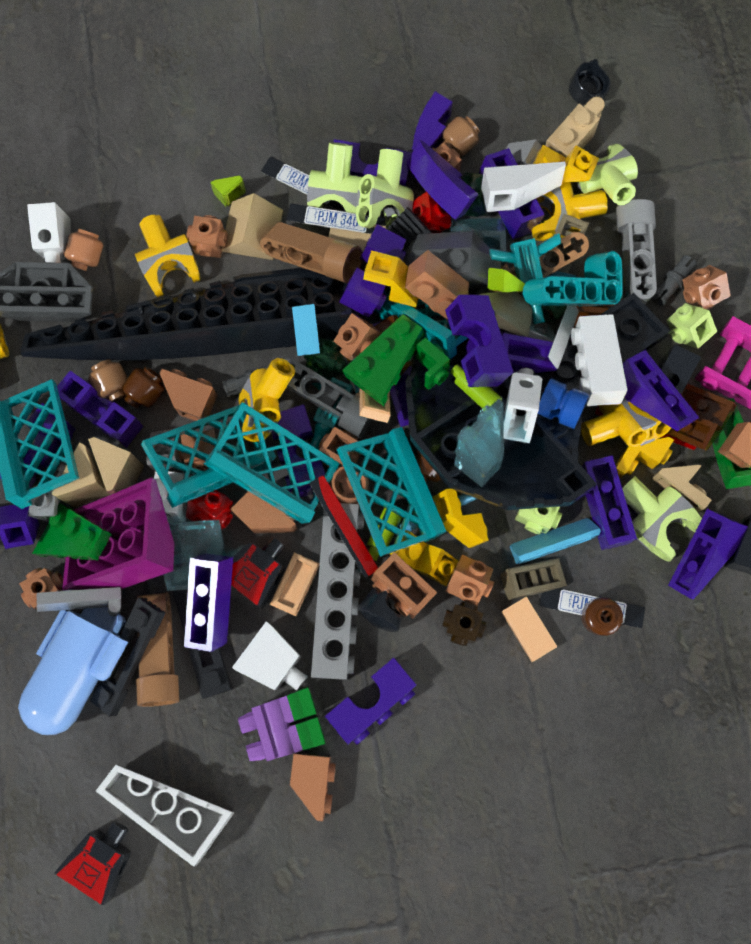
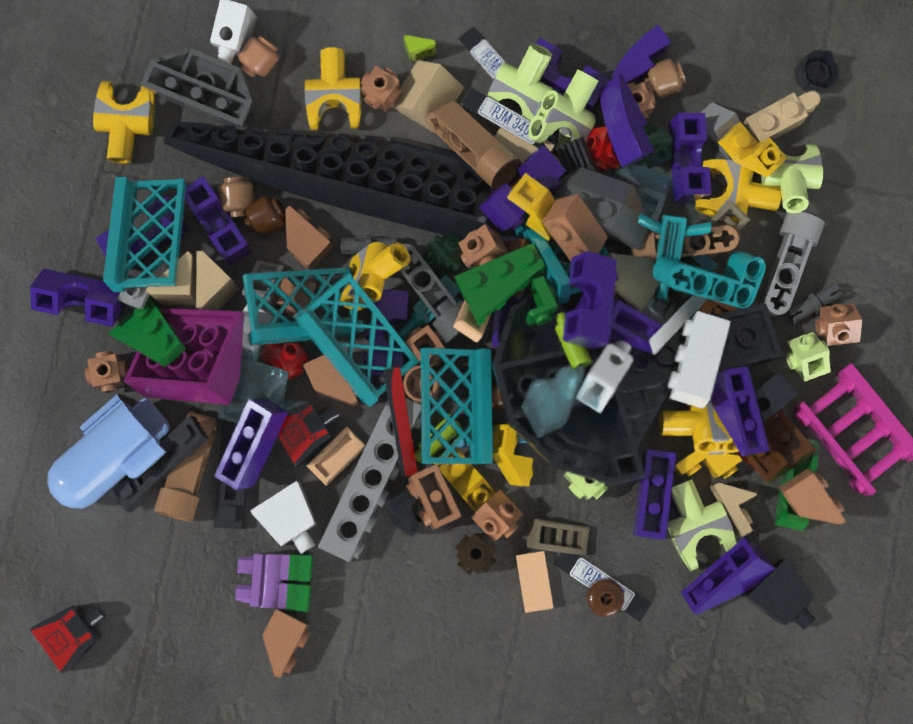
camera: 20 degrees right, 5 degrees up
(80, 600) = (137, 396): light grey hinge -> none
(170, 815) = (148, 619): white wedge -> none
(306, 330) = (436, 222): medium azure sticker -> none
(353, 721) = (340, 600): dark purple arch -> none
(503, 281) = (639, 250): lime slope -> none
(516, 185) = (694, 156): white slope -> none
(554, 540) = (591, 509): medium azure slope -> none
(562, 403) = (645, 389): blue wheel -> none

